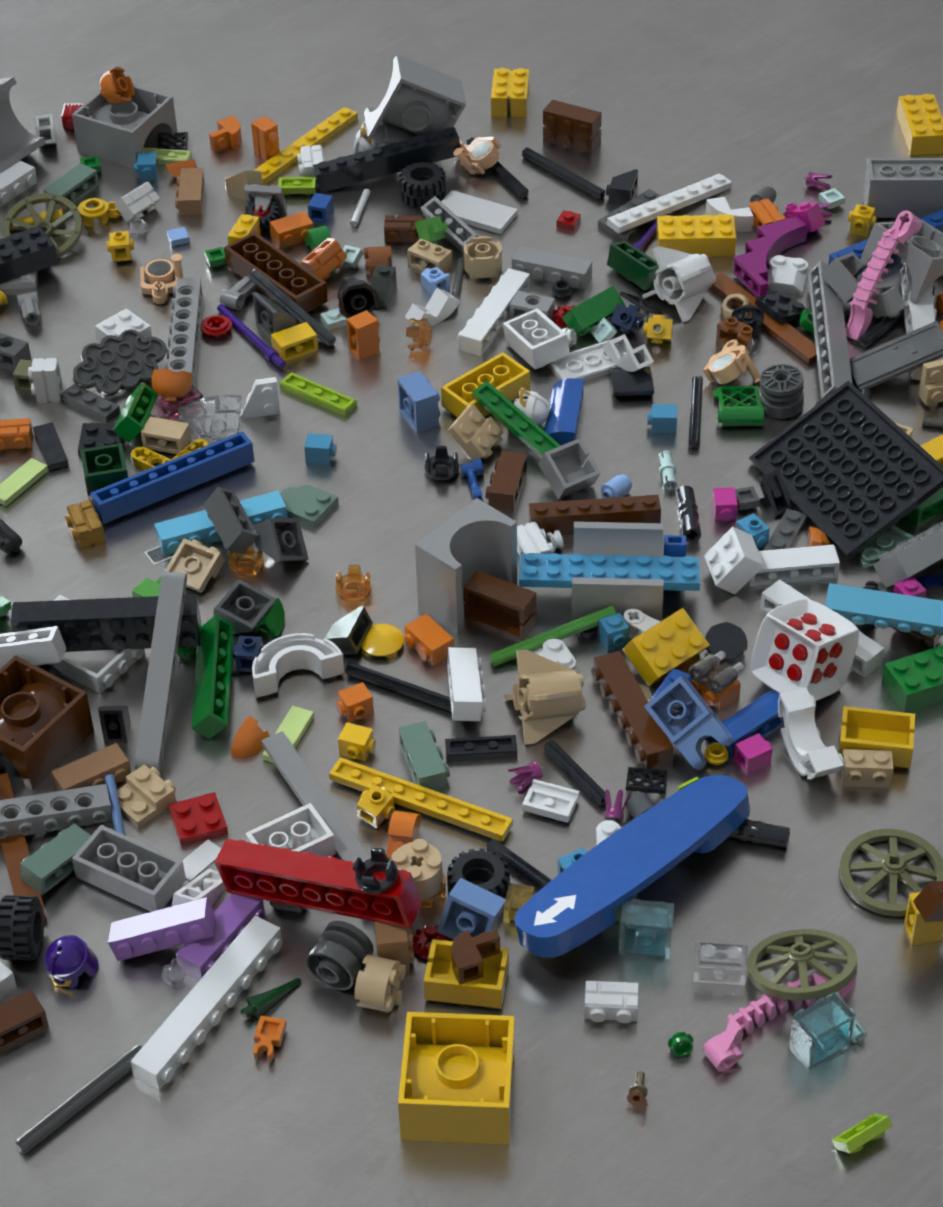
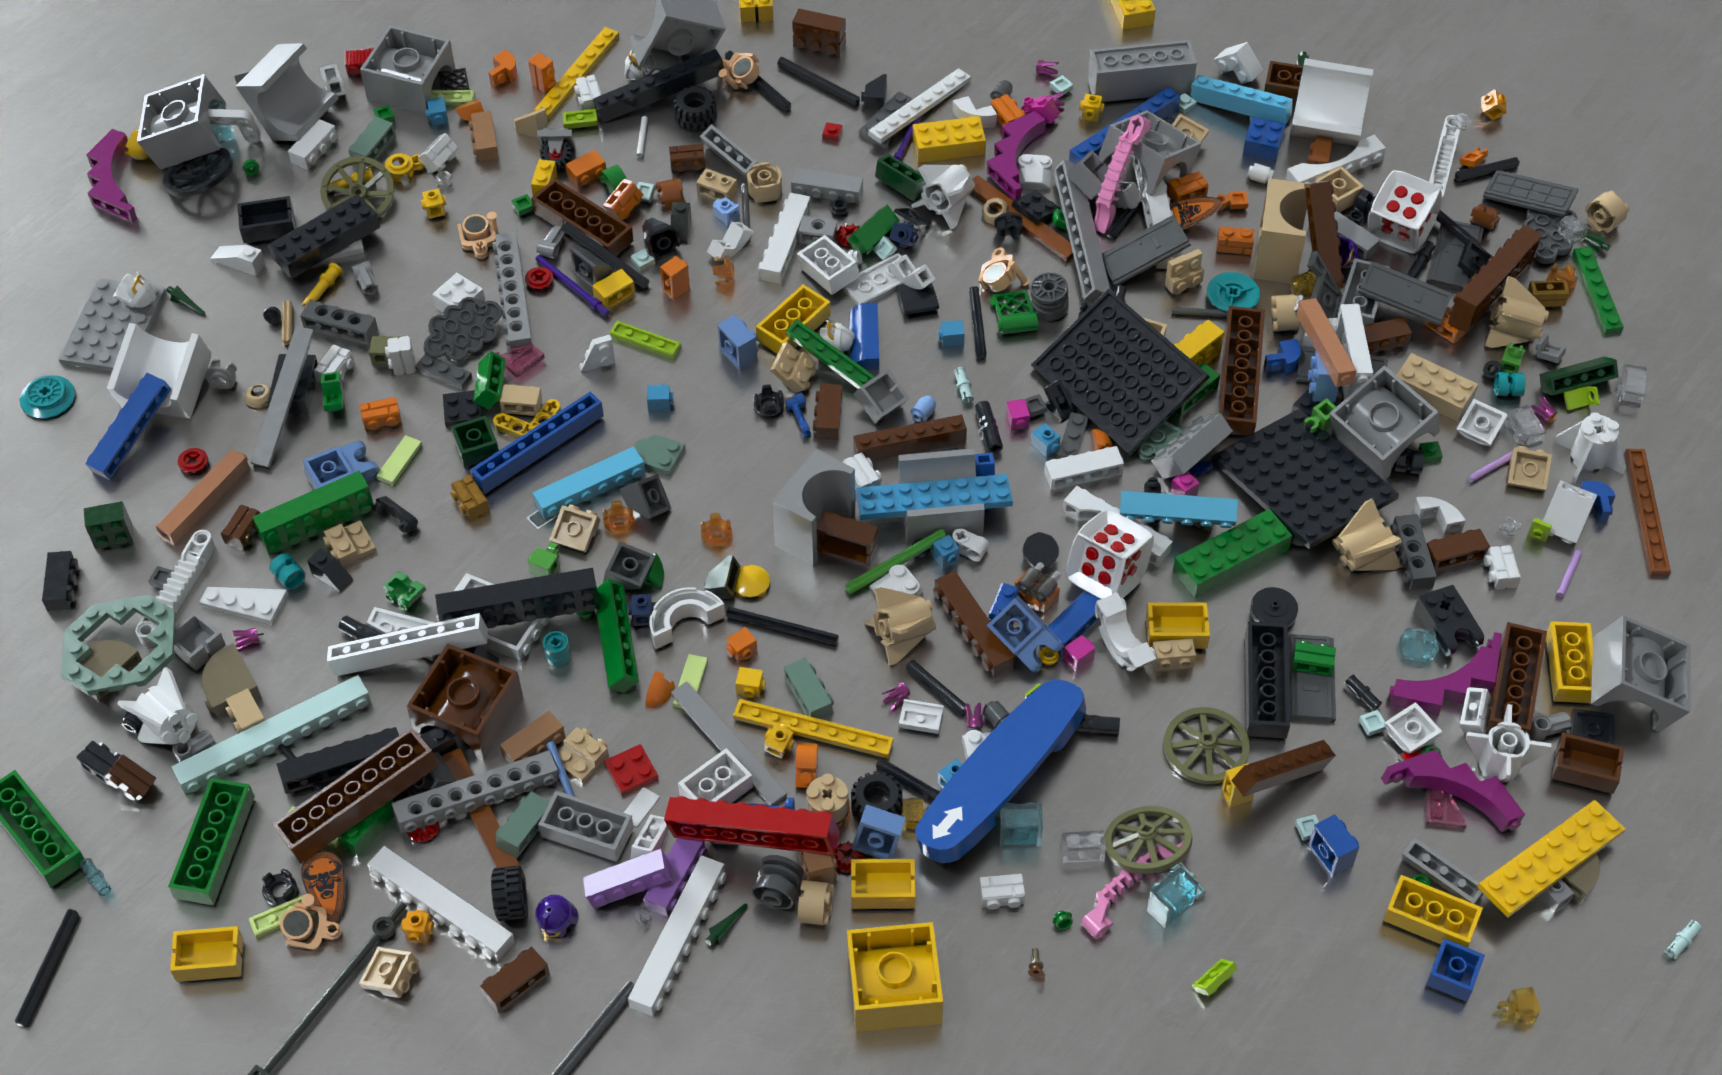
camera: 10 degrees left, 10 degrees up
(50, 446) = (418, 420): black tile -> none
(114, 723) = (542, 690): black slope -> none
(116, 86) = (396, 36): orange cylinder -> none
(136, 679) = (557, 649): none -> teal wheel
(161, 670) = (575, 641): light grey beam -> none
(171, 384) = (516, 350): orange cylinder -> none
(178, 236) = (482, 185): light blue tile -> none
(212, 416) = (559, 377): clear brick -> none
(230, 520) = (600, 484): dark grey brick -> none
(268, 1034) = (732, 958): orange plate -> none
(320, 208) = (607, 142): blue brick -> none
(377, 863) = (803, 808): black piece -> none
(428, 639) = (791, 577): orange brick -> none
(431, 229) = (714, 158): bright green brick -> none
(465, 684) = (831, 618): white brick -> none
(469, 954) = (884, 870): reddish brown brick -> none
(480, 212) = (750, 130): white tile -> none
(481, 748) = (854, 673): black tile -> none
(555, 539) = (880, 466): white bush -> none
(654, 775) = (1008, 678): black window -> none
(664, 334) = (933, 235): yellow brick -> none
(665, 647) = (992, 562): yellow brick -> none
(733, 560) = (1036, 472): white brick -> none
(734, 329) = (999, 238): dark orange cylinder -> none

